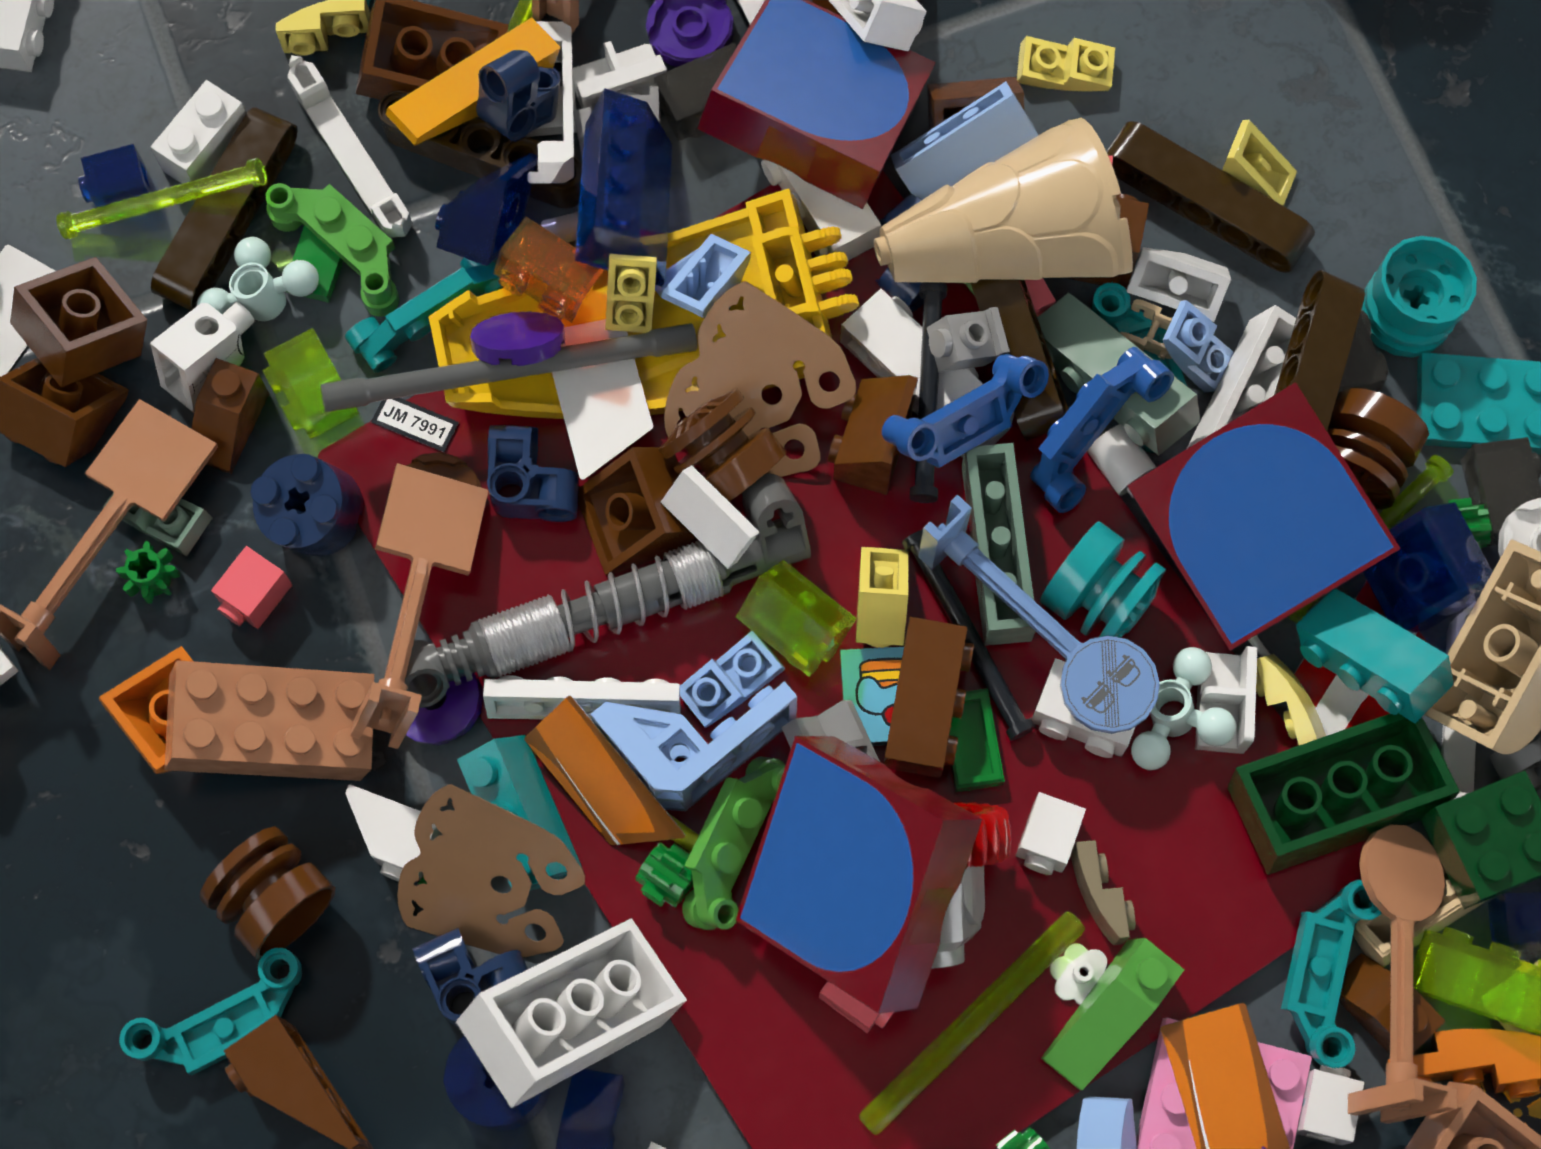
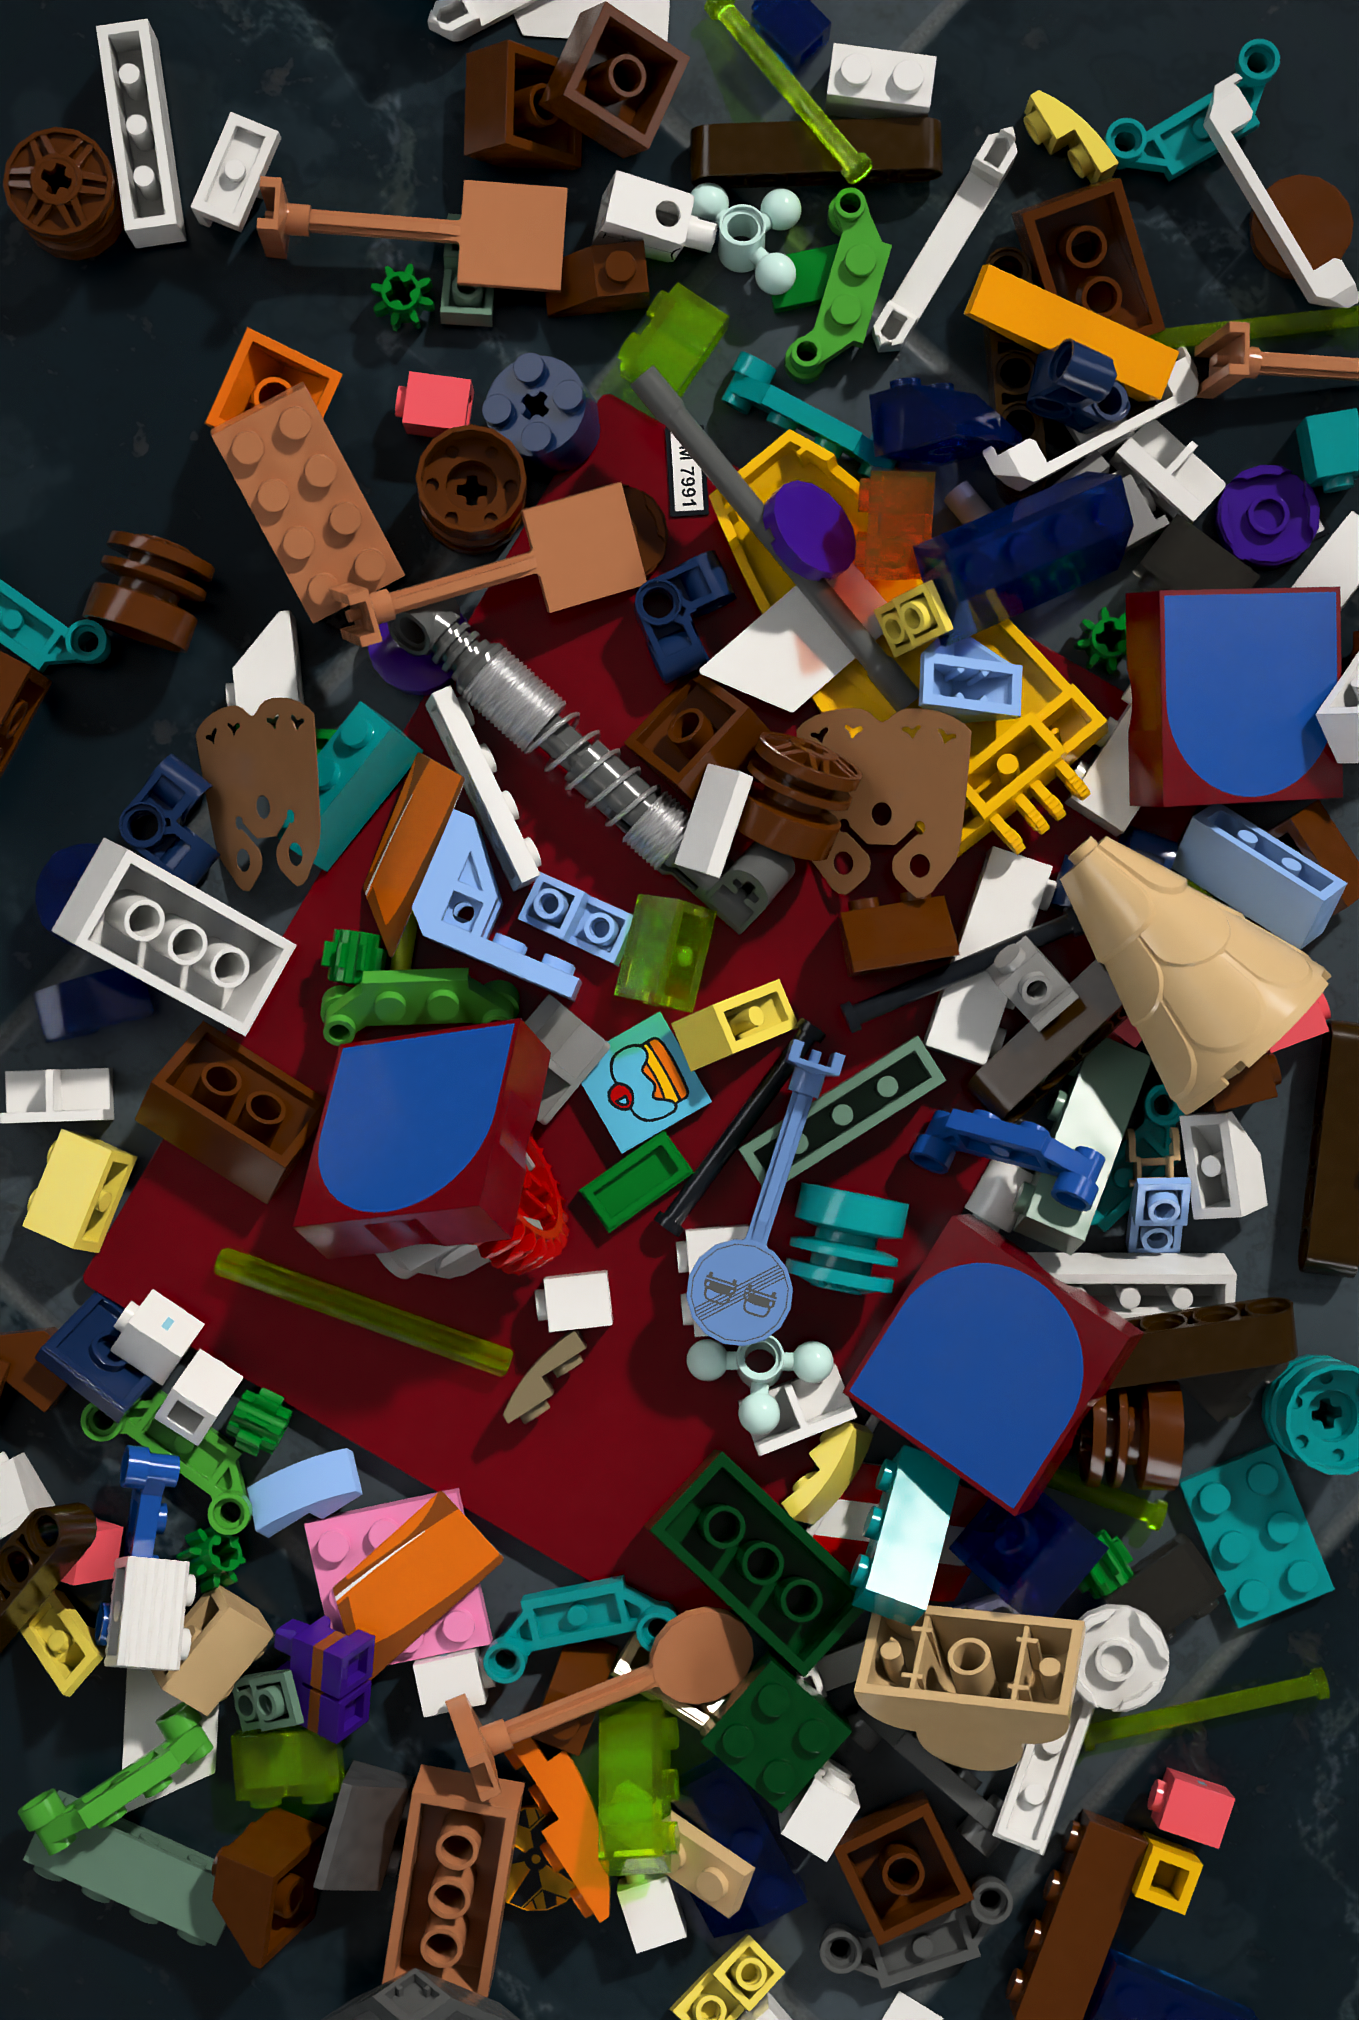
camera: 60 degrees right, 15 degrees up
(334, 566) = (467, 460): none -> reddish brown wheel
(734, 178) = (1099, 652): none -> green gear
(747, 1045) = (232, 1111): none -> reddish brown slope
(928, 698) = (646, 1121): reddish brown brick -> none
(971, 417) = (945, 1025): blue plate -> none
(1066, 969) = (474, 1386): white plant -> none
(1112, 1011) = (435, 1438): bright green slope -> none

